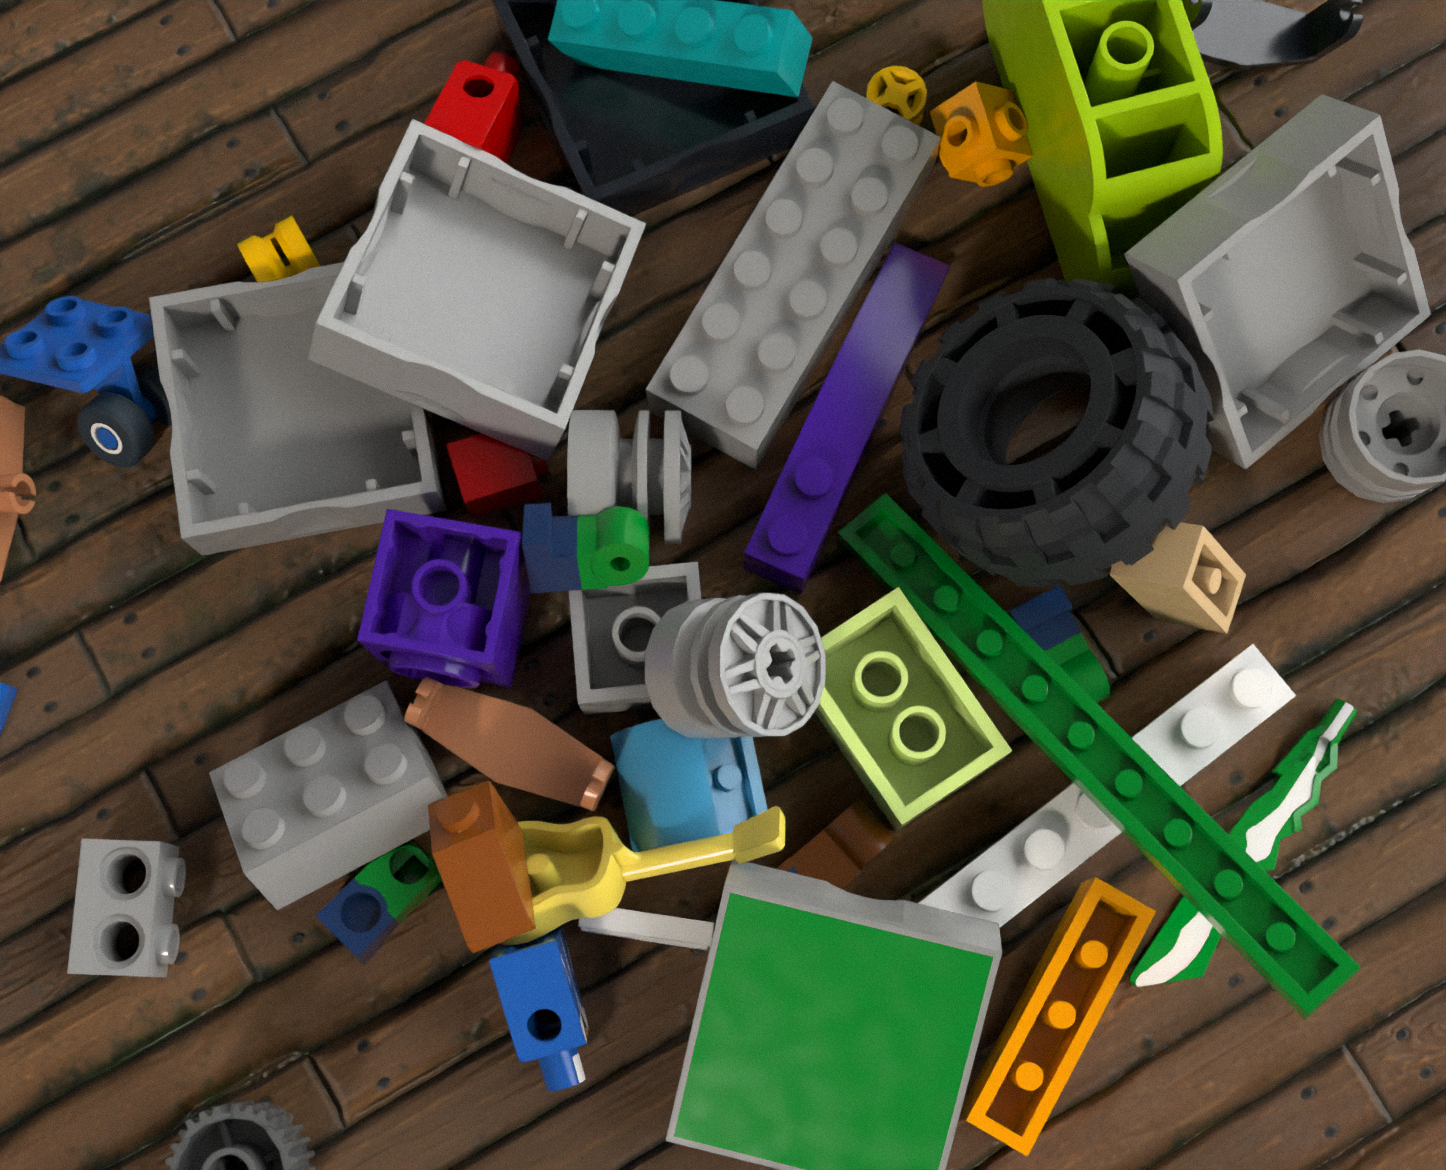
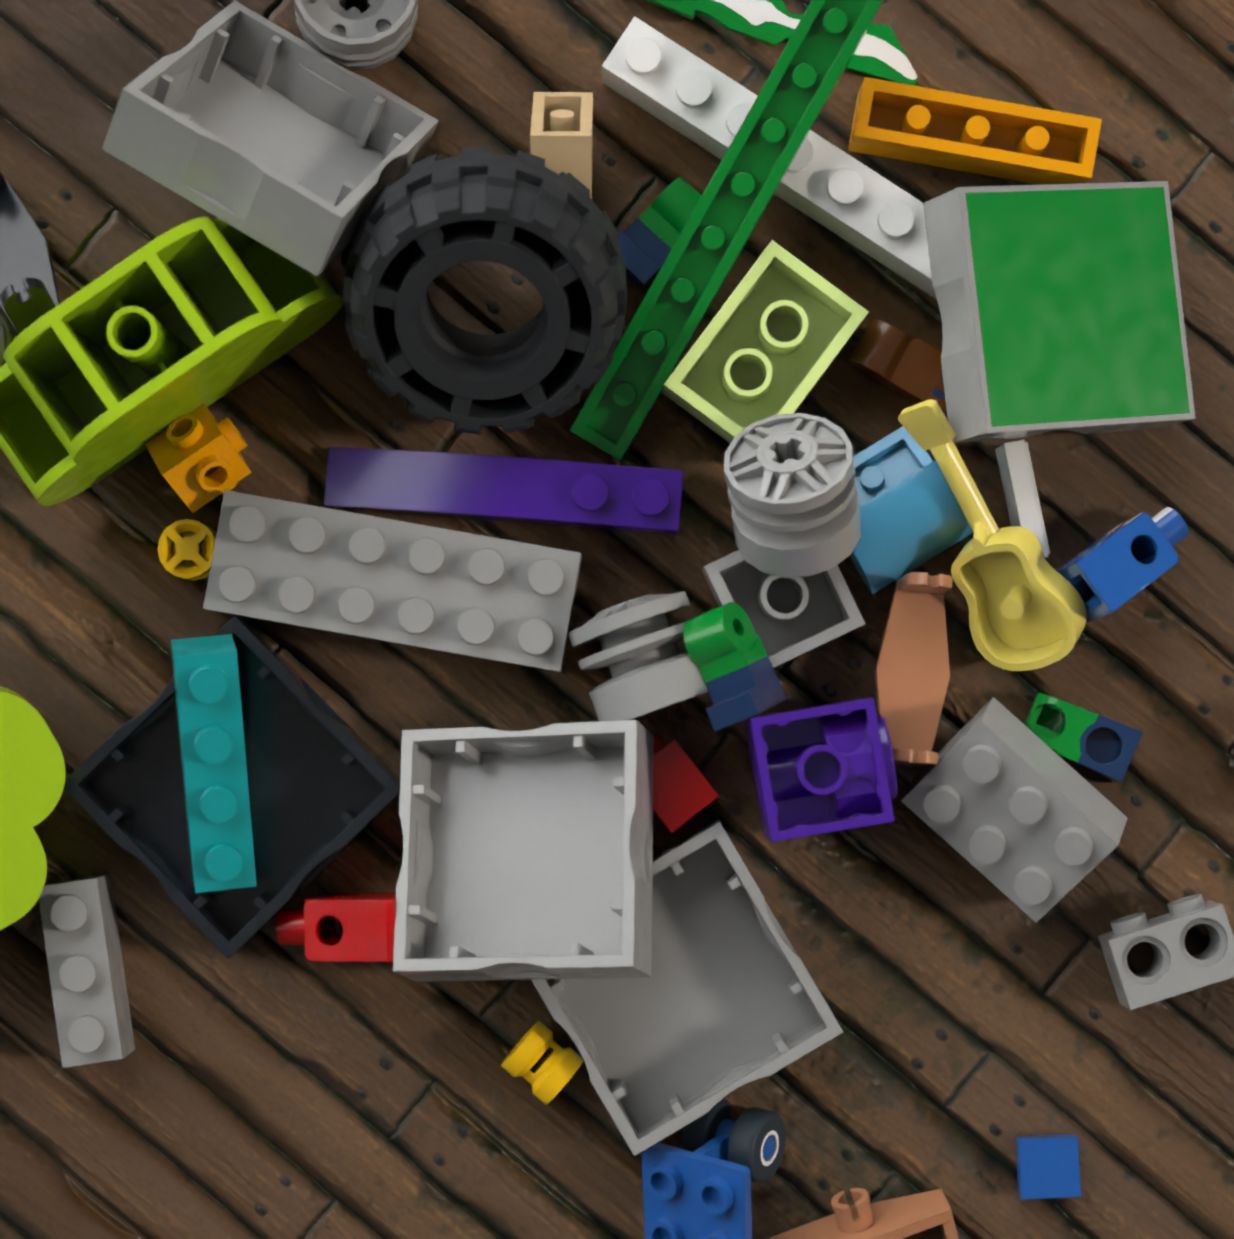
camera: 115 degrees left, 10 degrees up
(482, 865) = (1034, 650): dark orange slope -> none

